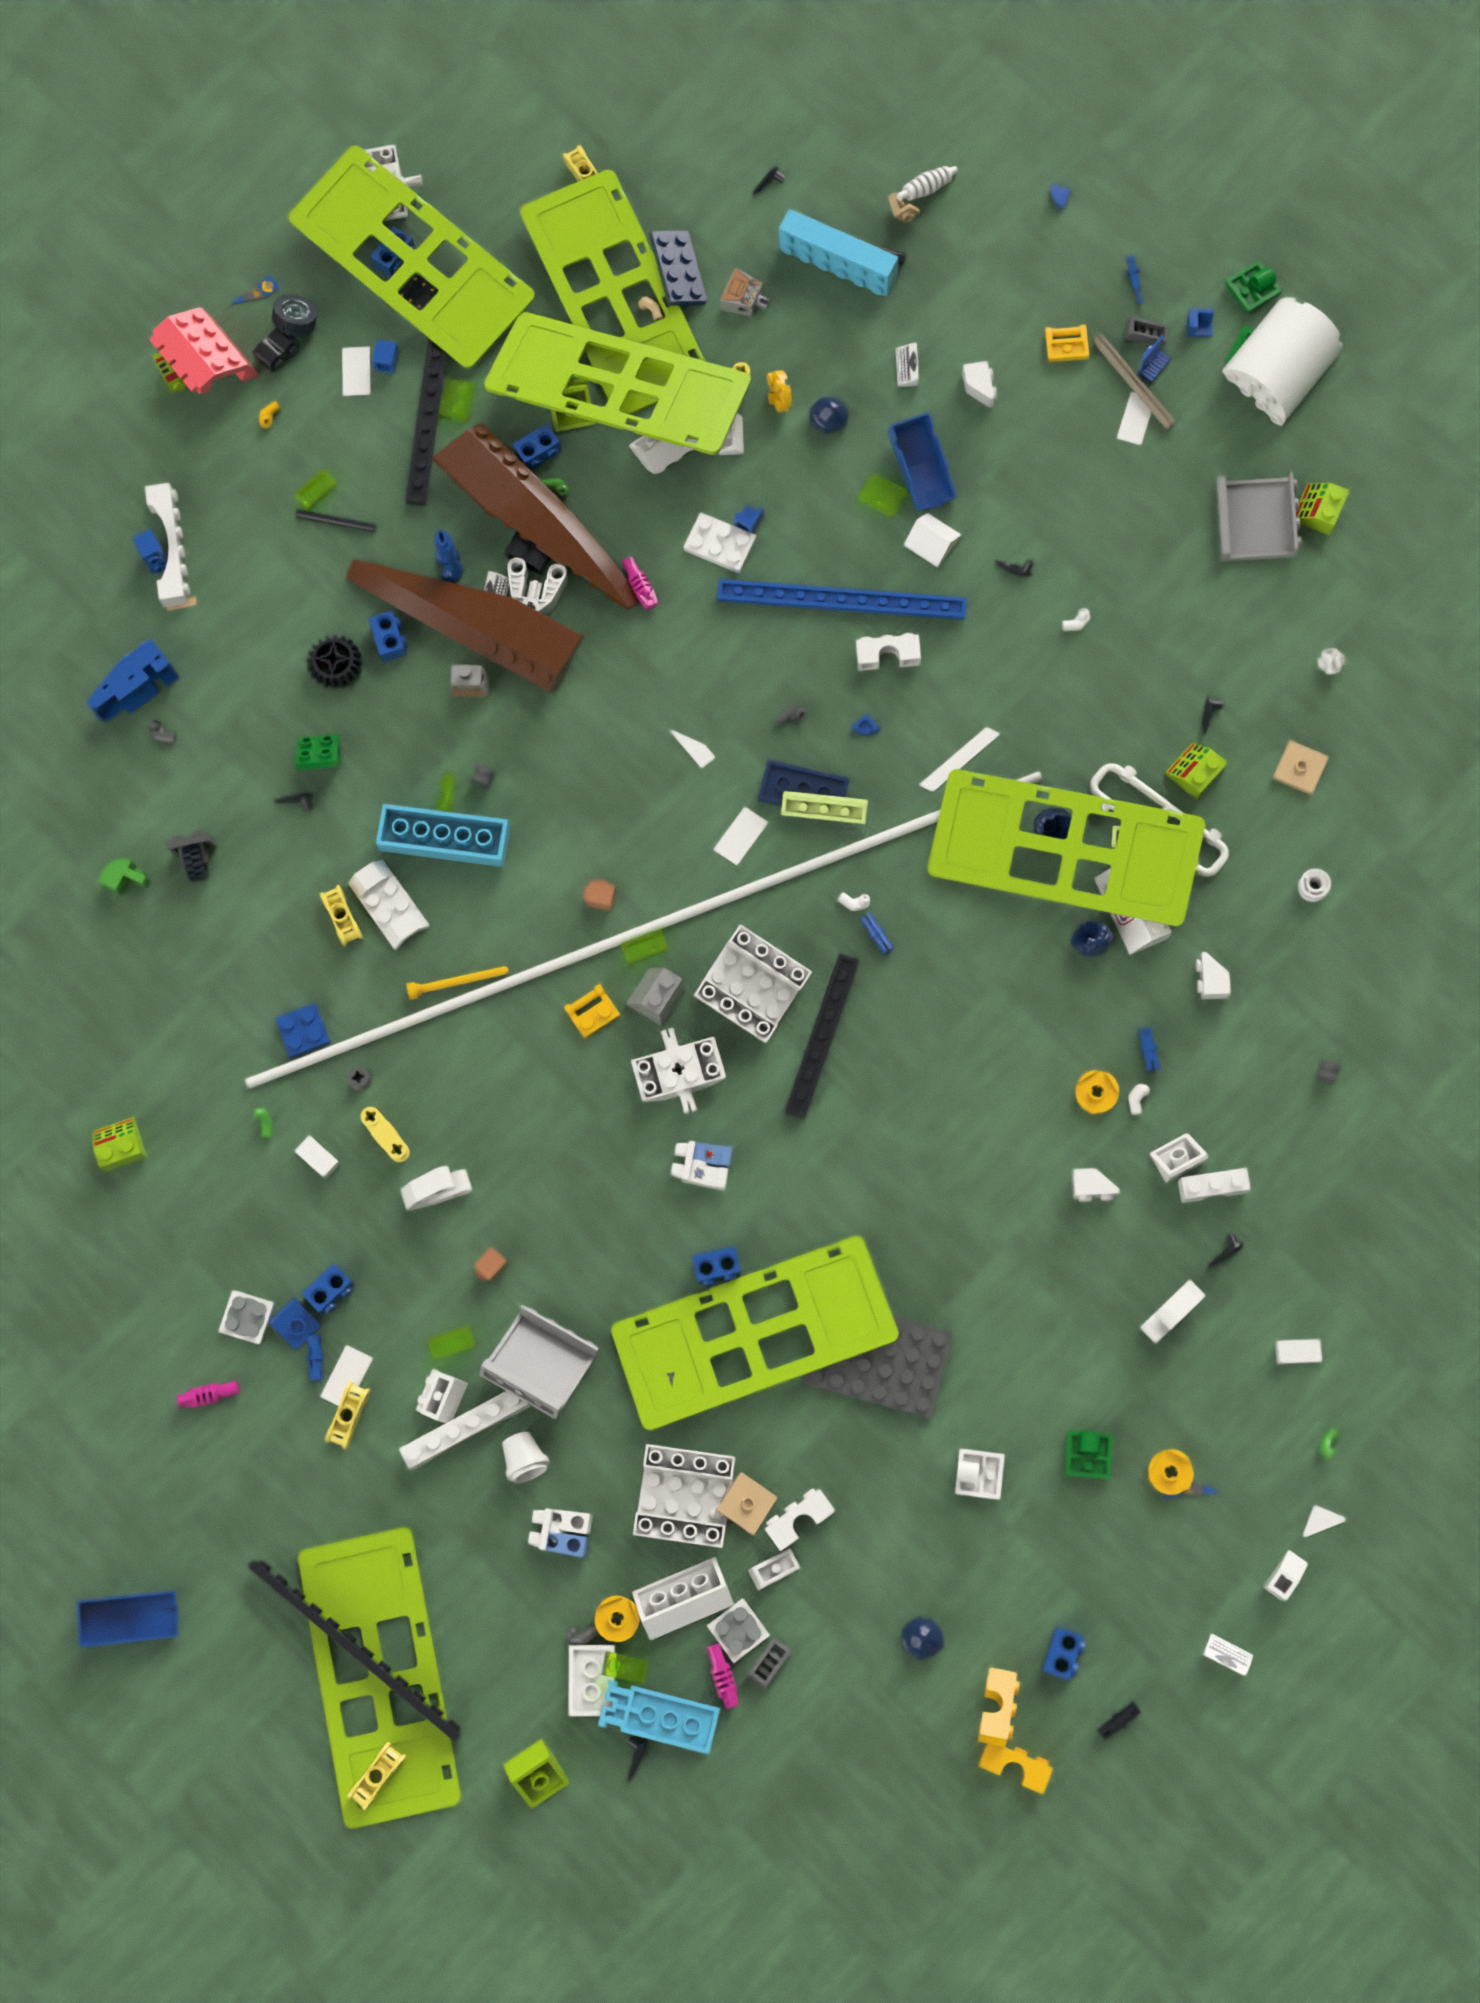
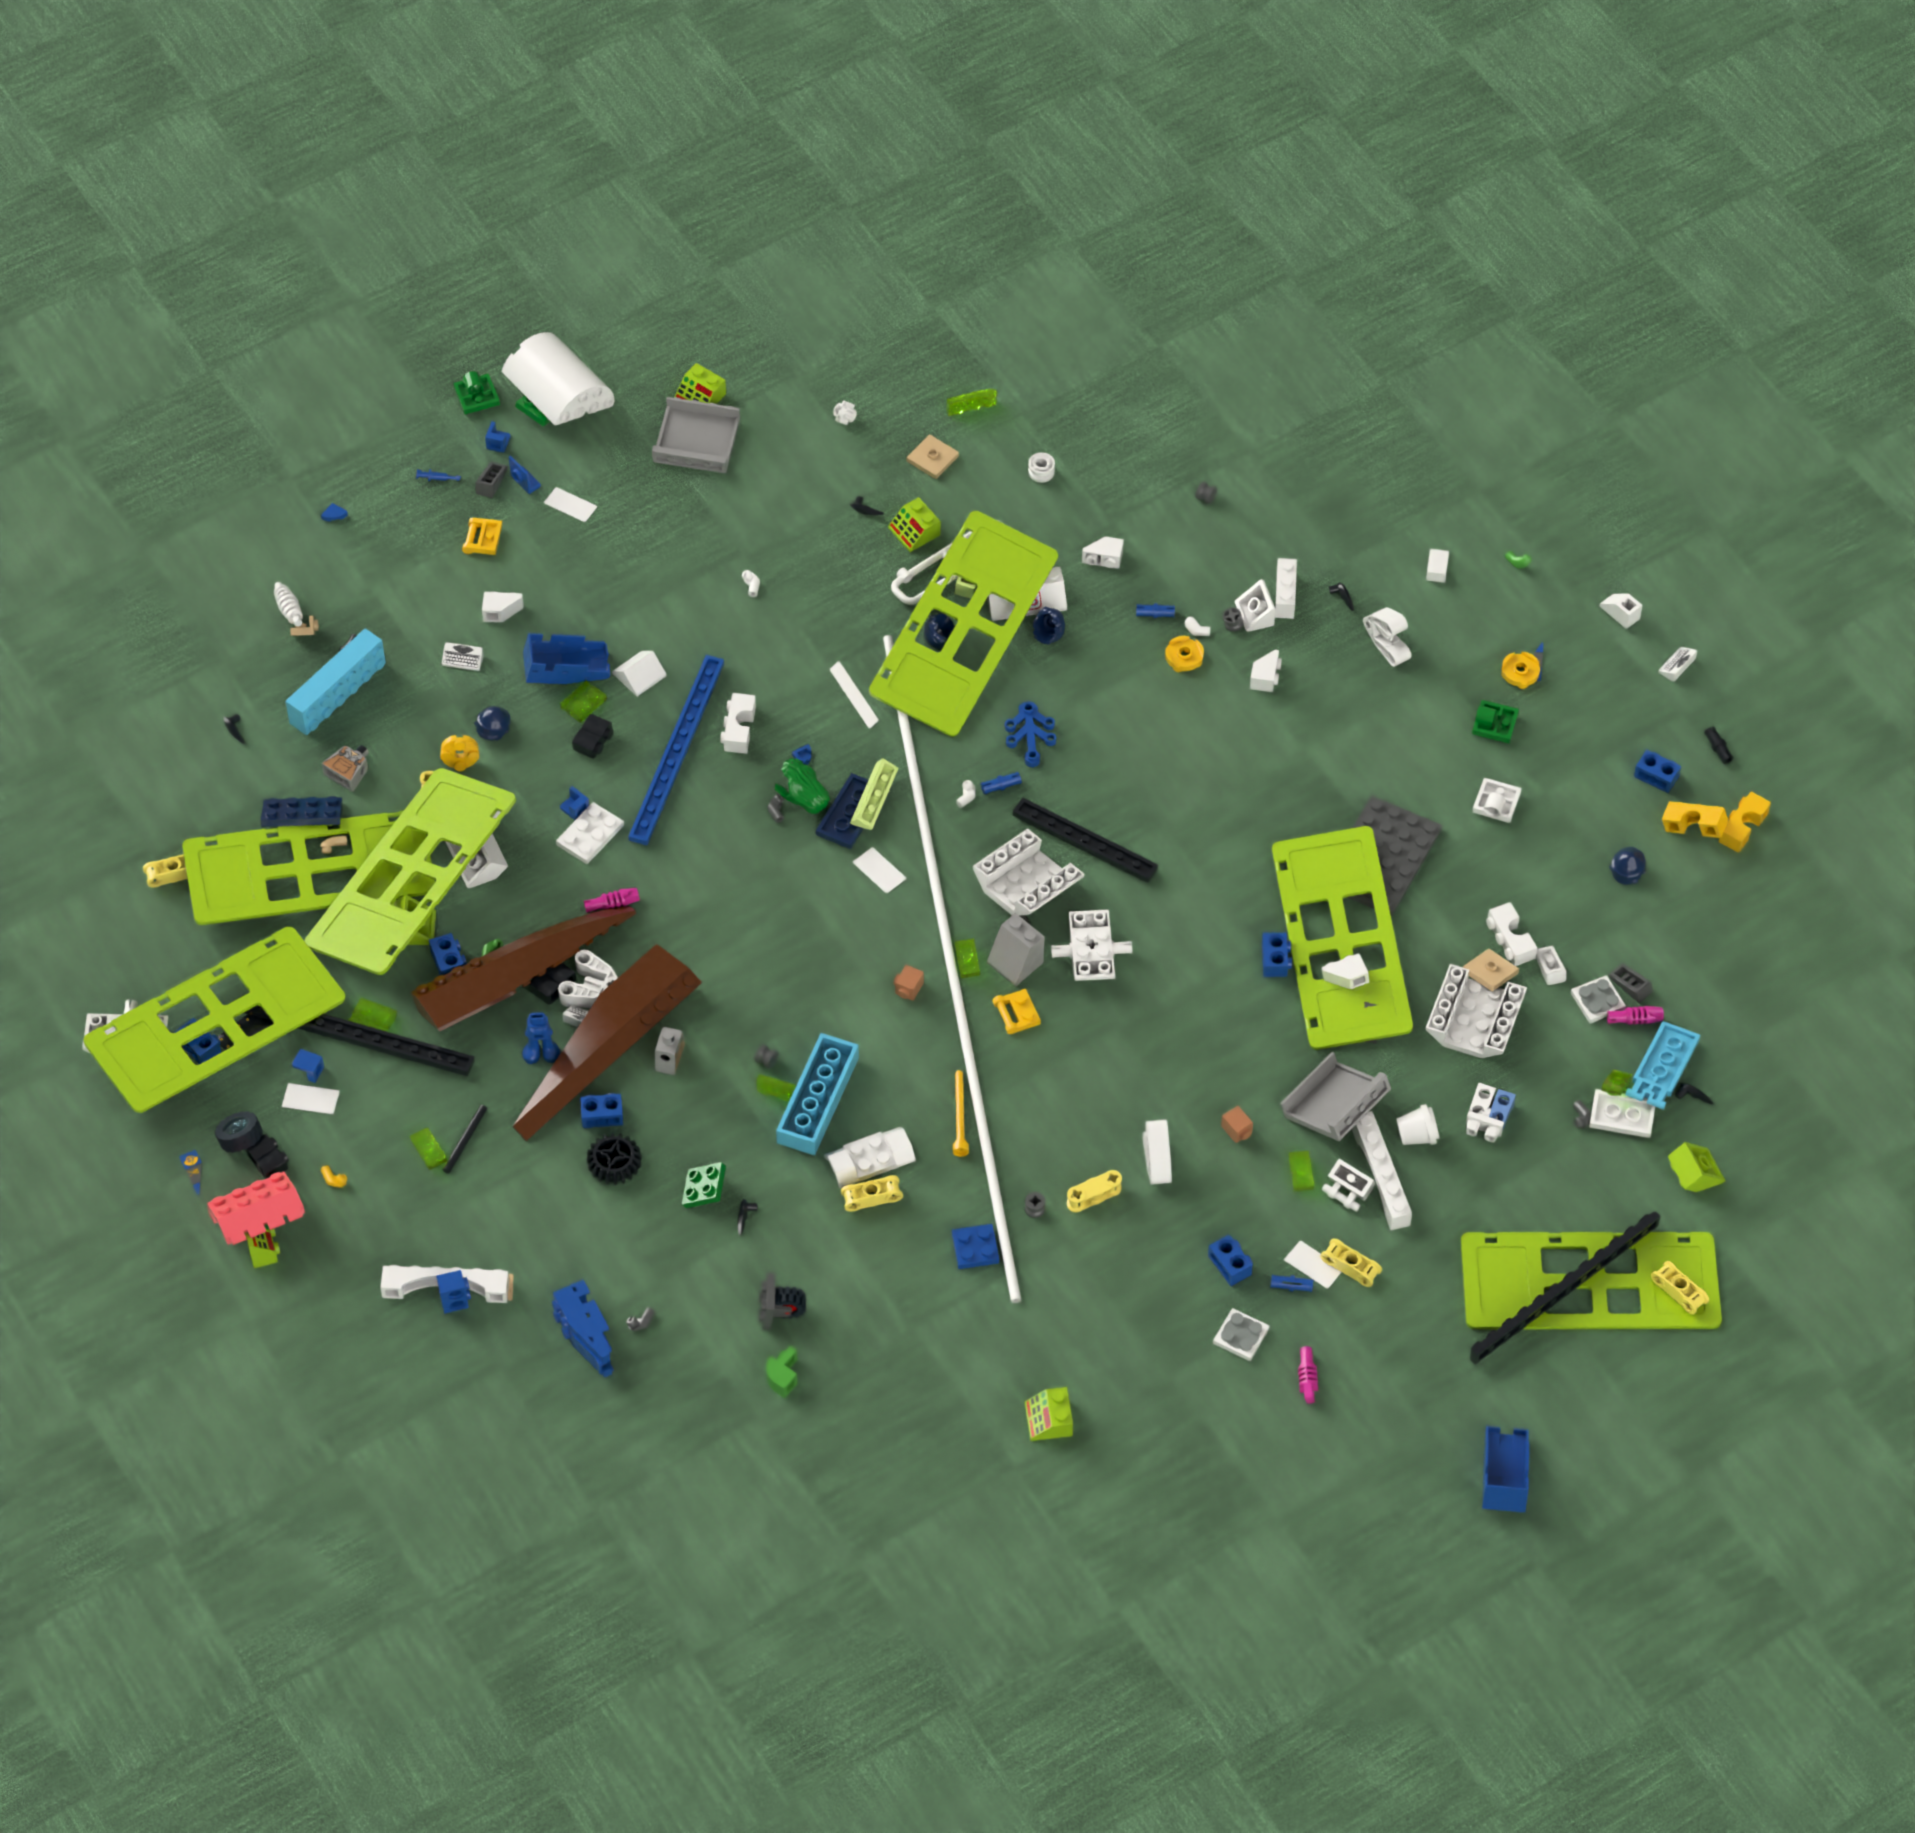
camera: 85 degrees left, 20 degrees down
(266, 1122) = (1052, 1289): bright green arm -> none
(294, 1323) = (1253, 1295): blue piece -> none
(317, 1157) = (1102, 1252): white slope -> none
(605, 1612) = (1567, 1093): yellow plate -> none
(682, 1598) = (1563, 1031): white slope -> none
(697, 750) = (785, 889): white sticker -> none
(699, 1162) = (1182, 947): white hips -> none
(699, 1347) = (1347, 972): none -> white slope
(814, 732) = (803, 787): none -> green hair
(836, 514) = (592, 736): none -> black brick
(952, 948) = (1030, 729): none -> blue plant
(1016, 569) = (692, 611): black bar -> none
(1134, 381) = (536, 496): dark tan axle -> none
(1159, 1131) = (1233, 619): none -> dark grey wheel
(1320, 1520) = (1579, 581): white sticker -> none
(1387, 790) = (971, 401): none -> clear neon green hinge

